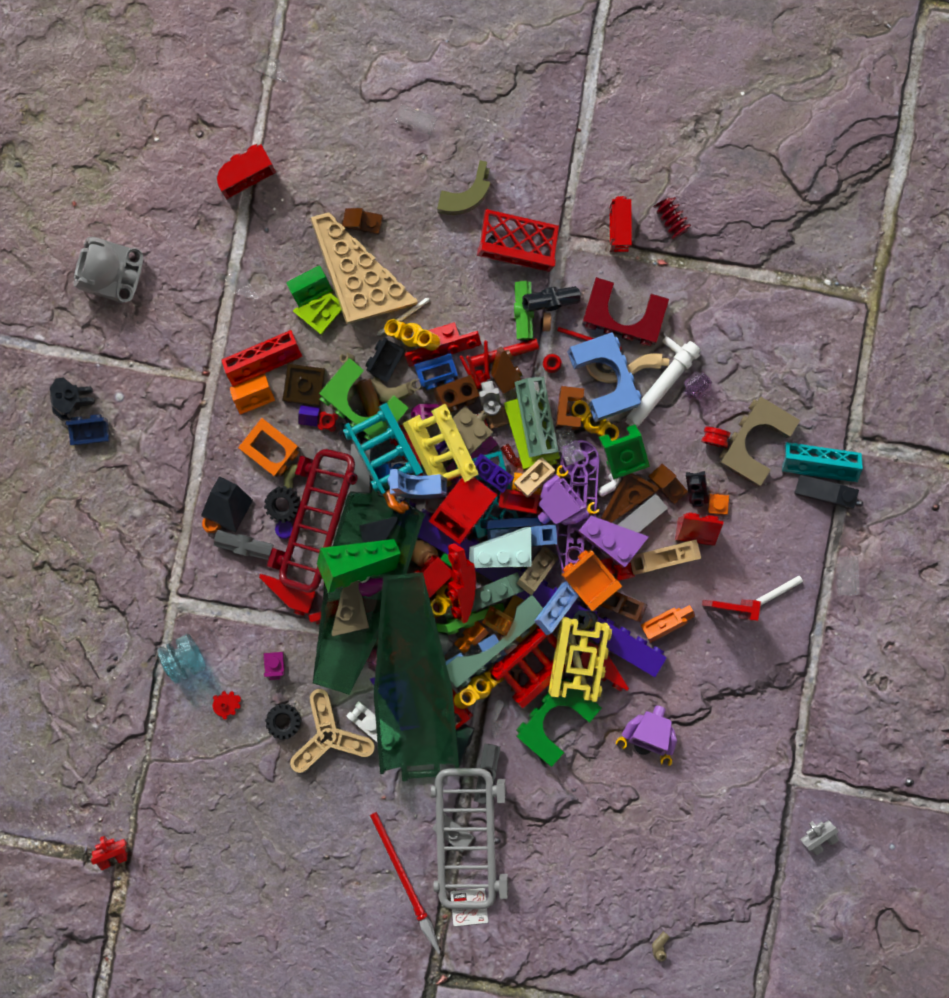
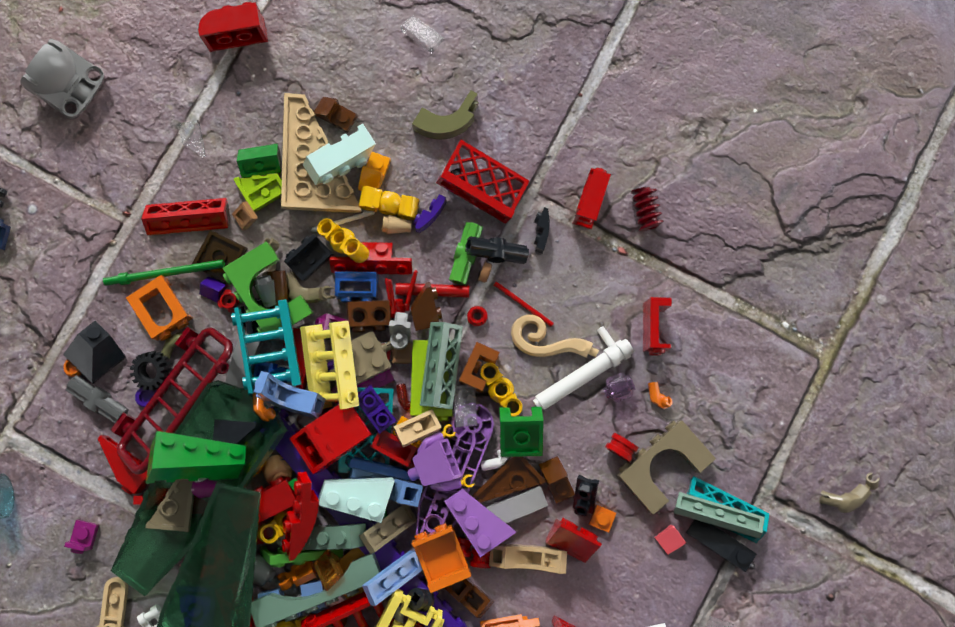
camera: 15 degrees right, 5 degrees down
(226, 704) = (18, 560): red piece -> none
(227, 431) = (126, 278): none -> green bar
(252, 394) = (162, 249): orange panel -> none
(274, 729) = (56, 600): black tyre -> none
(314, 340) = (244, 215): none -> medium nougat tile
(360, 400) = (266, 290): none -> dark grey cone
(384, 259) = (340, 157): none -> light aqua wedge
(416, 265) = (374, 171): none -> light orange slope
(440, 287) = (388, 203): none -> yellow piece
(452, 305) = (393, 225): none -> tan cone
(478, 289) = (426, 218): none -> dark purple slope
(584, 262) = (543, 223): none -> black slope
(606, 350) = (536, 321): medium blue arch -> none
(645, 330) = (583, 313): dark red arch -> none
(708, 321) = (651, 325): none -> red panel
(734, 384) = (657, 398): none -> orange arm
(782, 503) = (670, 539): none -> coral slope
(817, 467) = (719, 515): none -> sand green fence
(929, 418) = (850, 501): none -> dark tan arm

